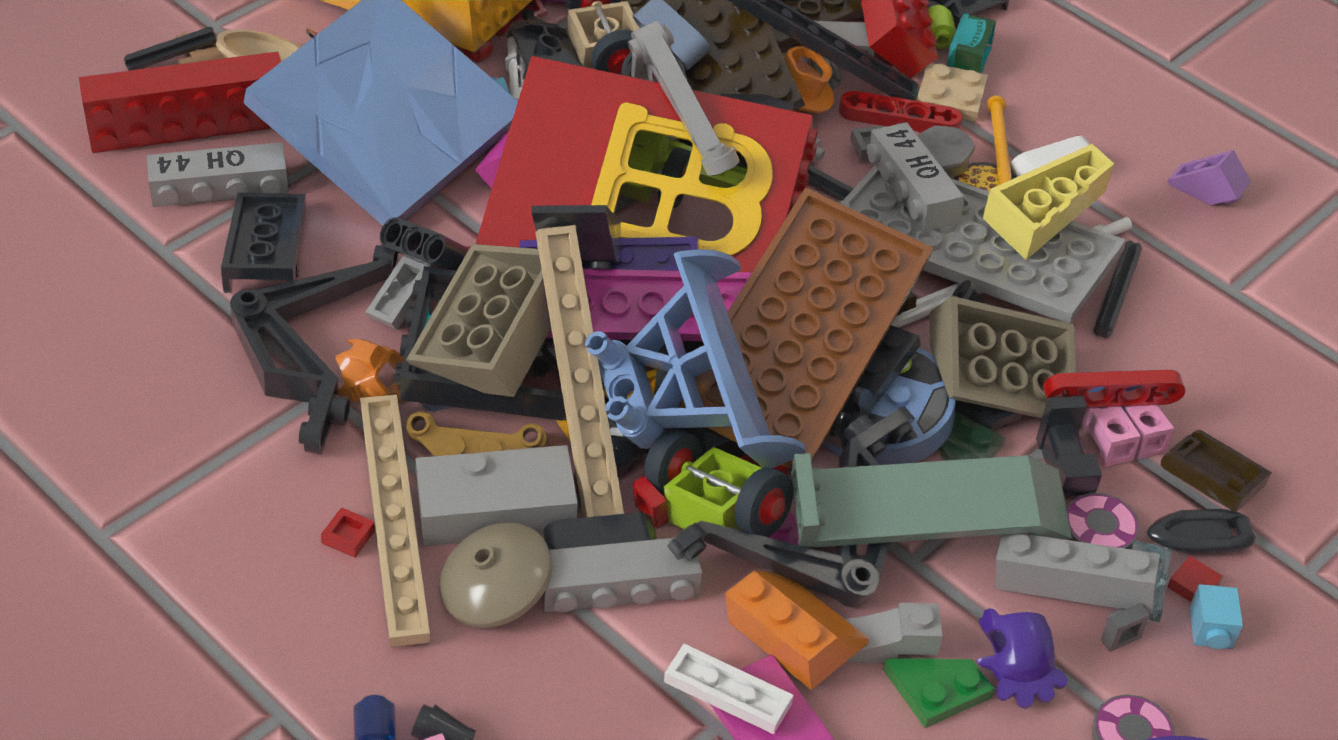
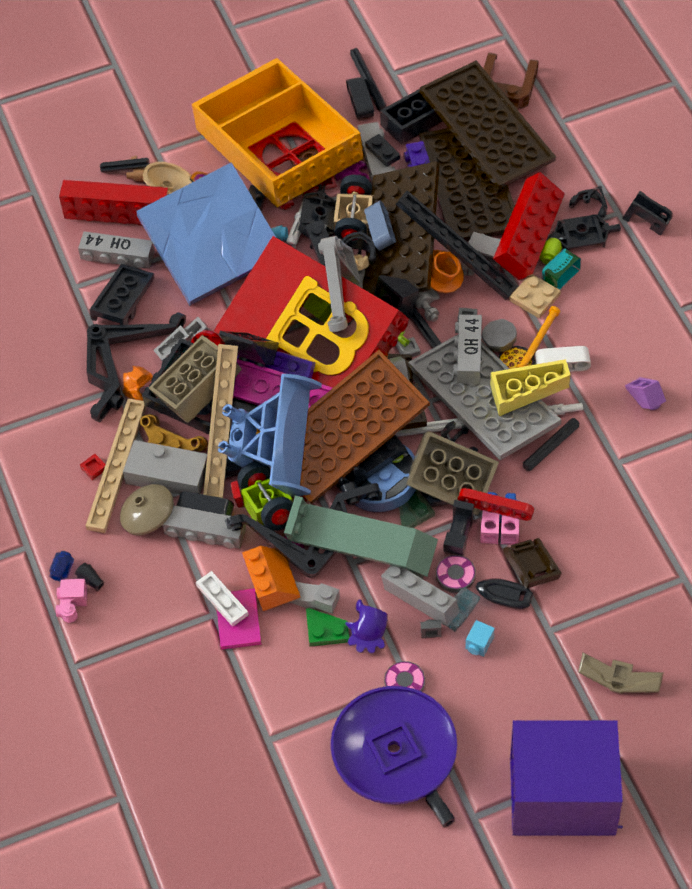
camera: 30 degrees right, 10 degrees up
(422, 244) = (187, 324): black beam -> none
(855, 107) = (498, 300): red beam -> none
(1190, 575) = (485, 615): red tile -> none

